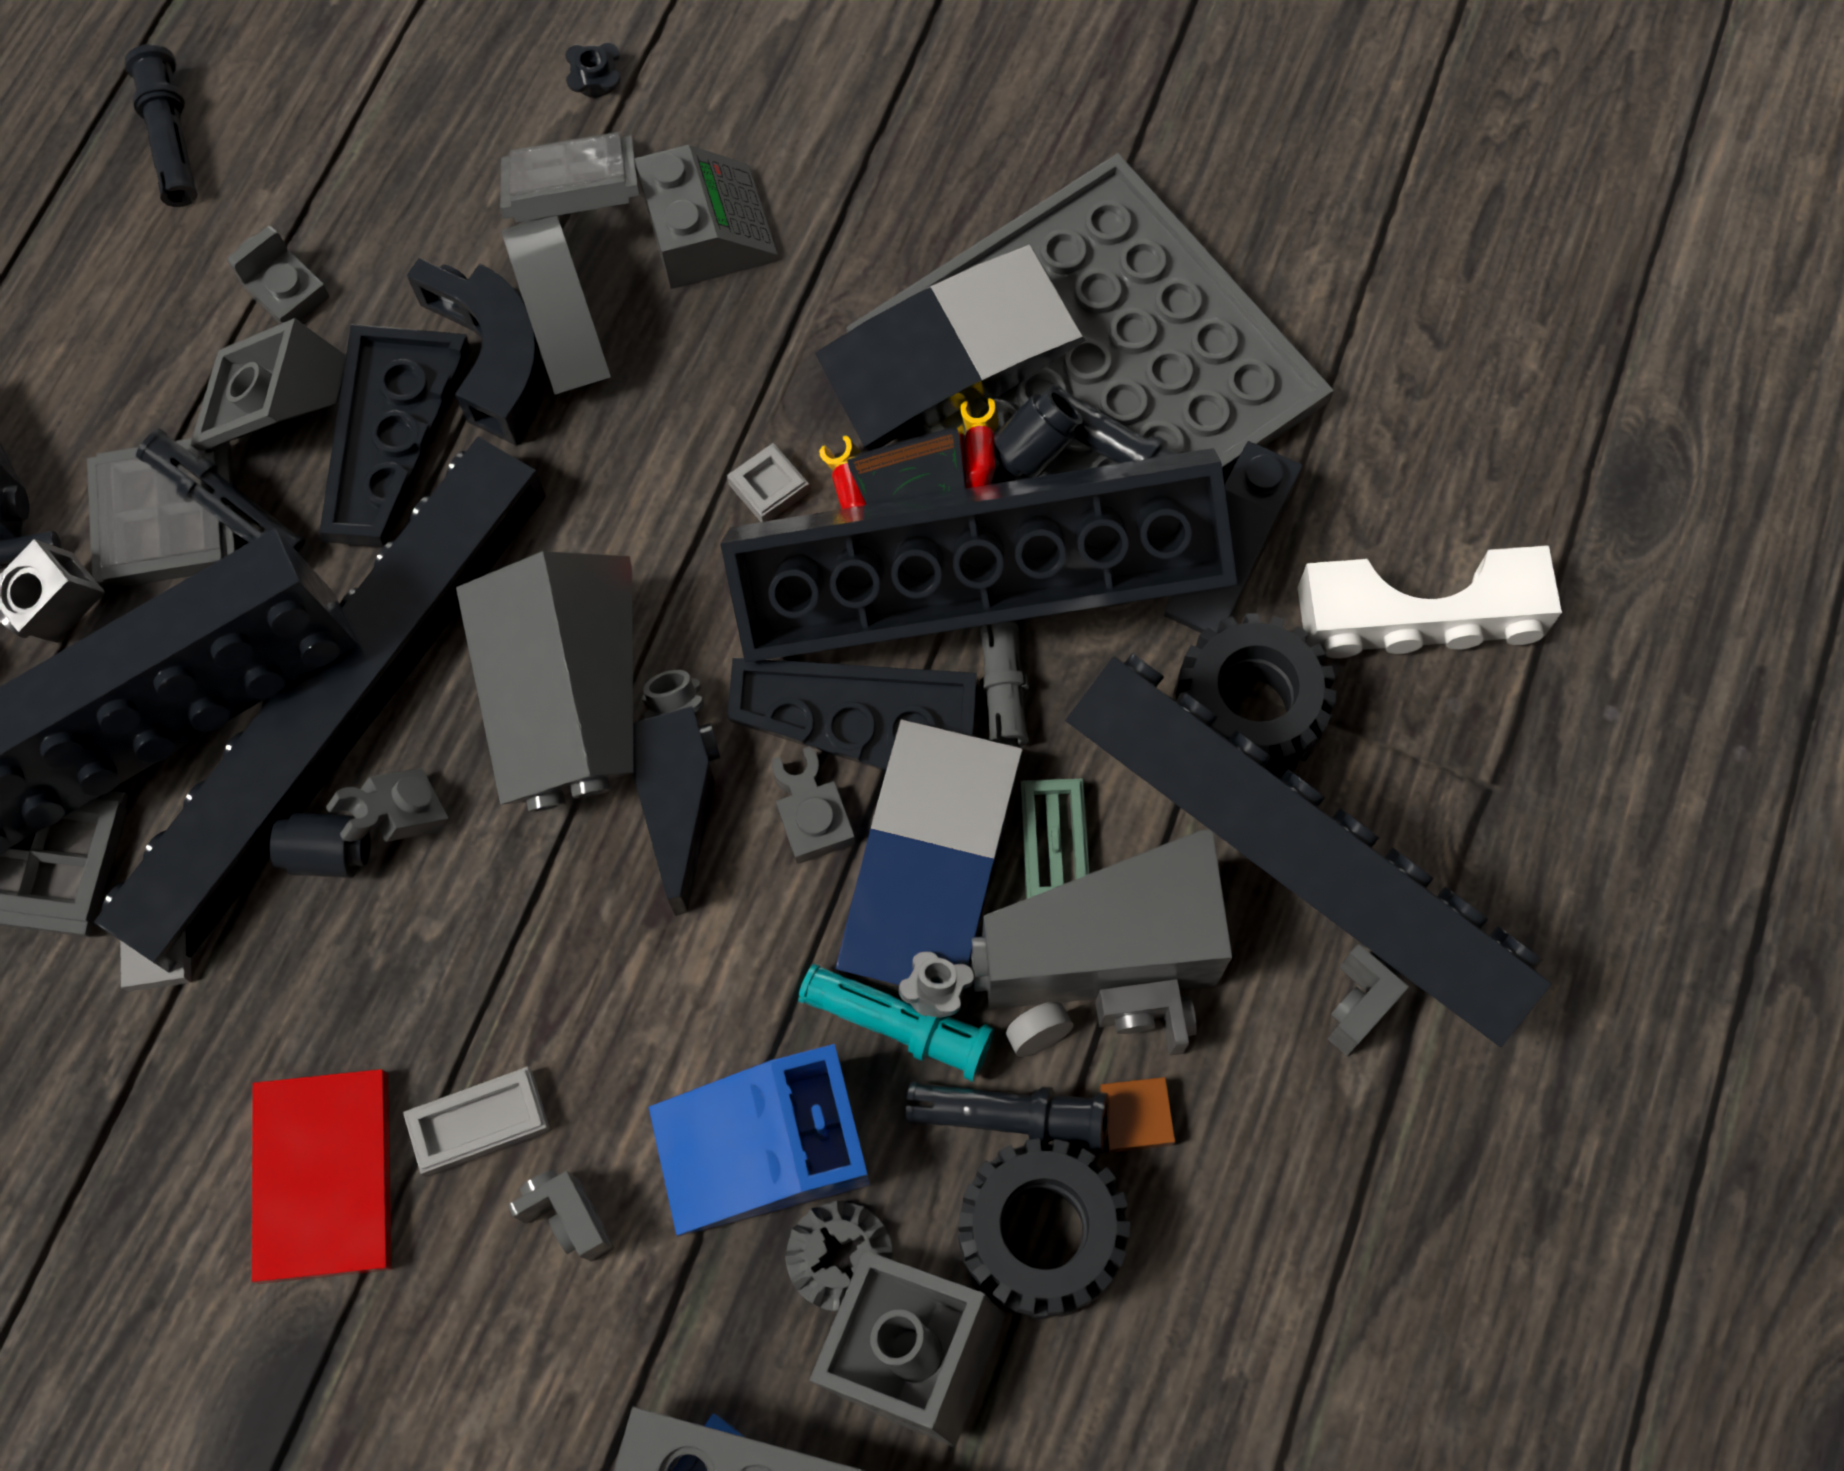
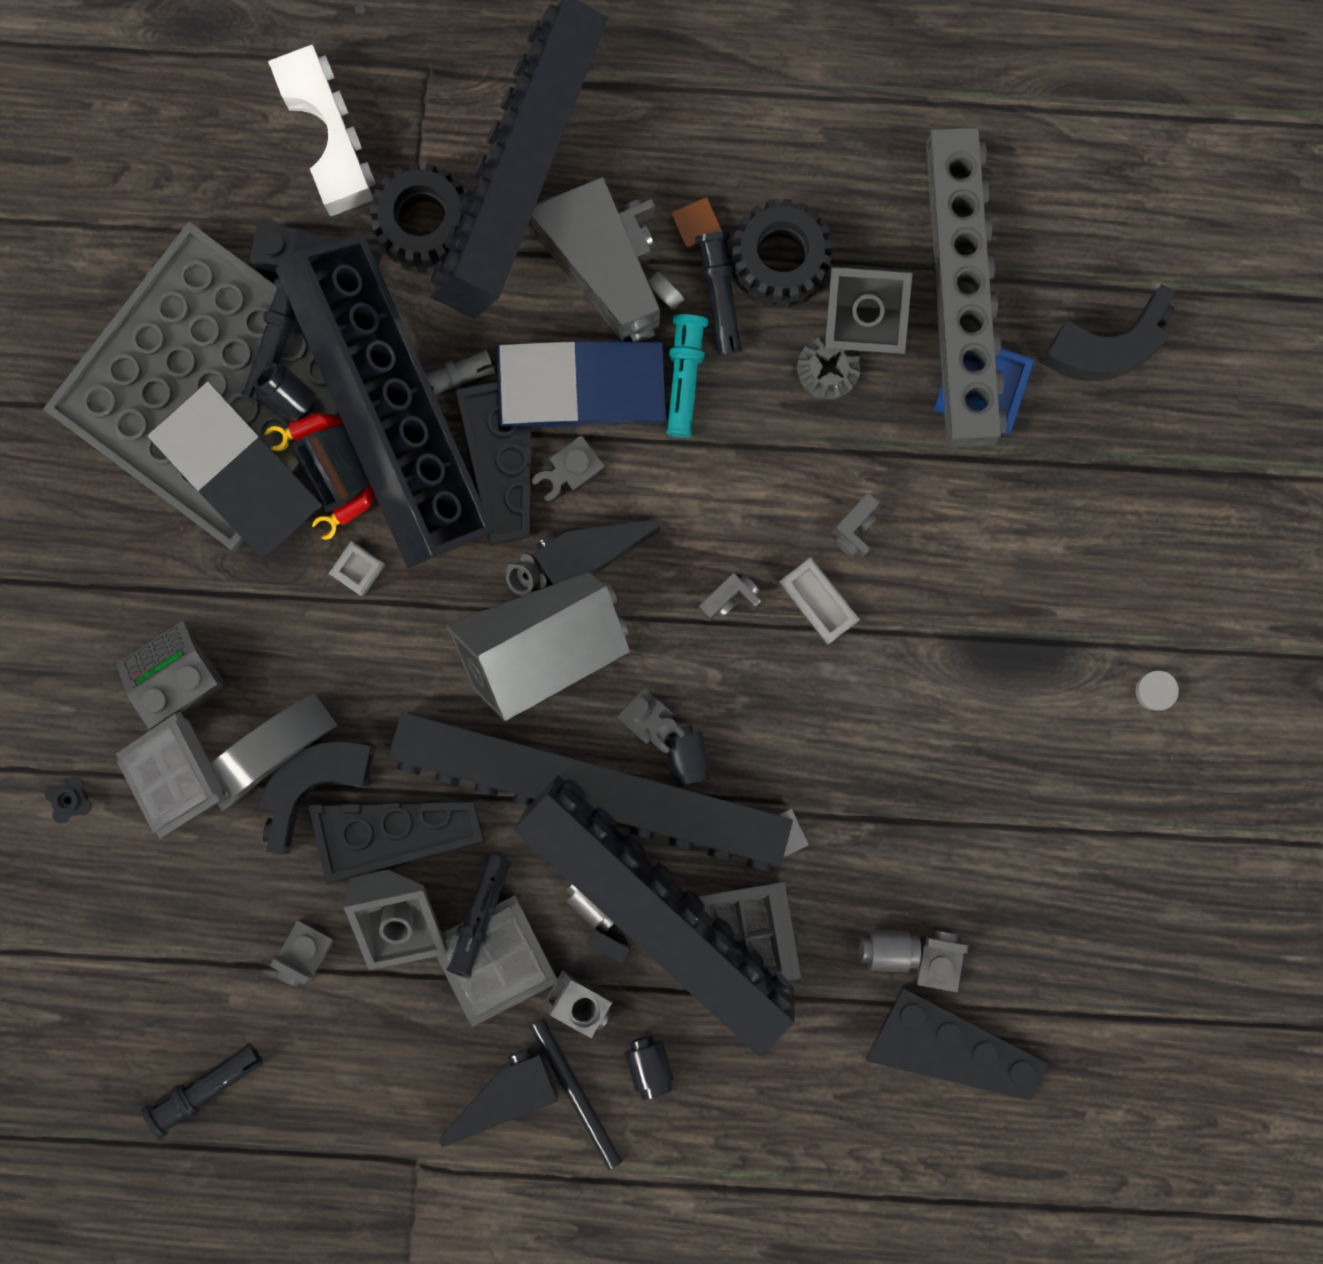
camera: 110 degrees left, 15 degrees up
(320, 1176) = (878, 678): red tile -> none
(529, 967) = (722, 599): none -> flat silver bracket
(758, 1141) = (782, 427): blue slope -> none
(934, 998) = (672, 354): dark grey plate -> none
(1051, 789) = (541, 302): sand green tile -> none
(1359, 1010) = (597, 108): dark grey bracket -> none

